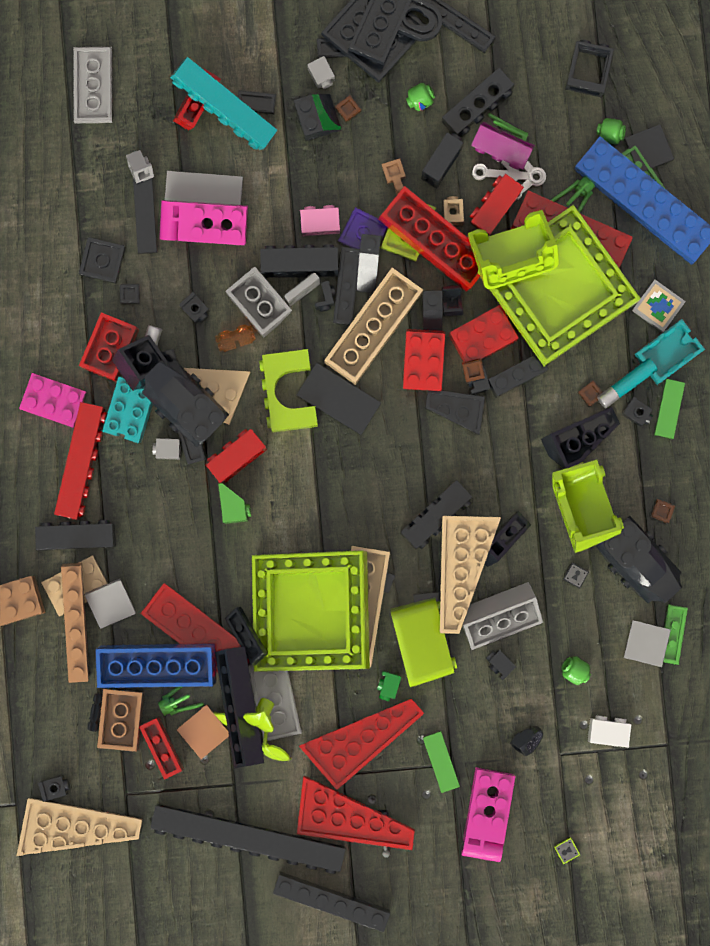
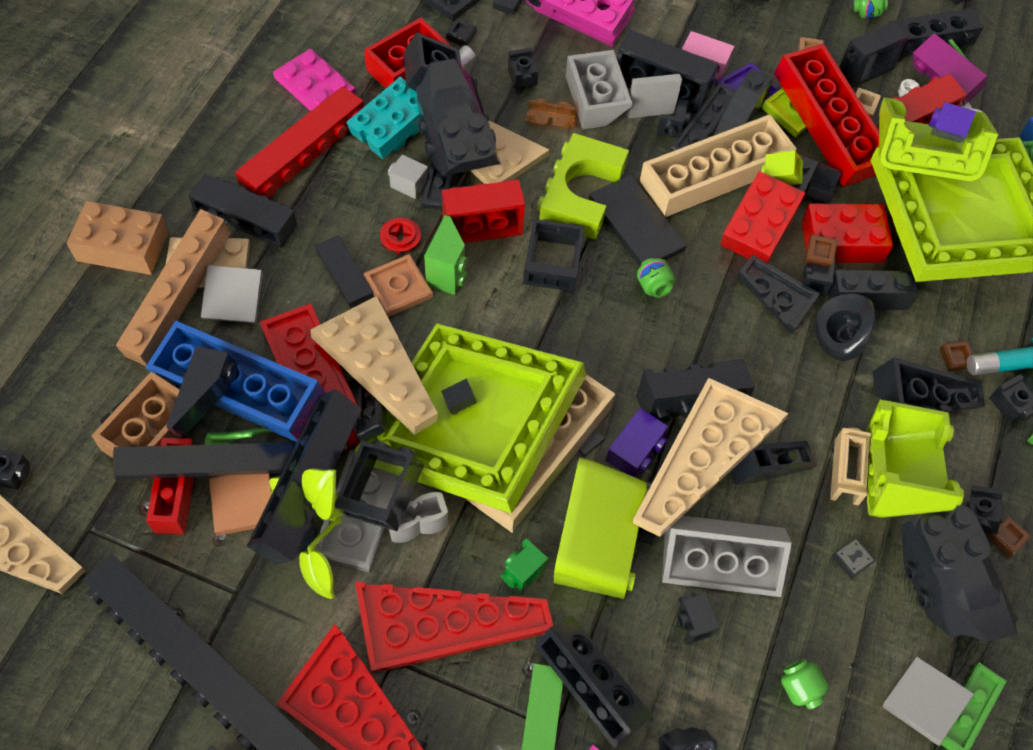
camera: 25 degrees right, 25 degrees down
(145, 685) = (202, 387): none -> black slope
(168, 544) = (344, 271): none -> black tile
(173, 726) = (200, 460): none -> black tile
(180, 494) = (391, 230): none -> red gear
(208, 535) = (398, 285): none -> nougat tile
(223, 600) = (372, 353): none -> tan wing
(269, 695) = (359, 474): none -> black window
(296, 604) = (459, 396): none -> black tile
(298, 437) = (550, 275): none -> black window
(308, 695) = (424, 516): none -> light grey brick
(373, 442) = (656, 277): none -> bright green head
(417, 571) = (637, 443): none -> dark purple brick
(421, 316) = (784, 167): none -> lime brick
(463, 740) = (593, 681): none -> black brick
(510, 416) = (845, 325): none -> black hat
(522, 239) = (951, 122): none -> dark purple brick
(547, 496) = (855, 438): none -> tan window
(648, 511) = (987, 507): none -> black brick

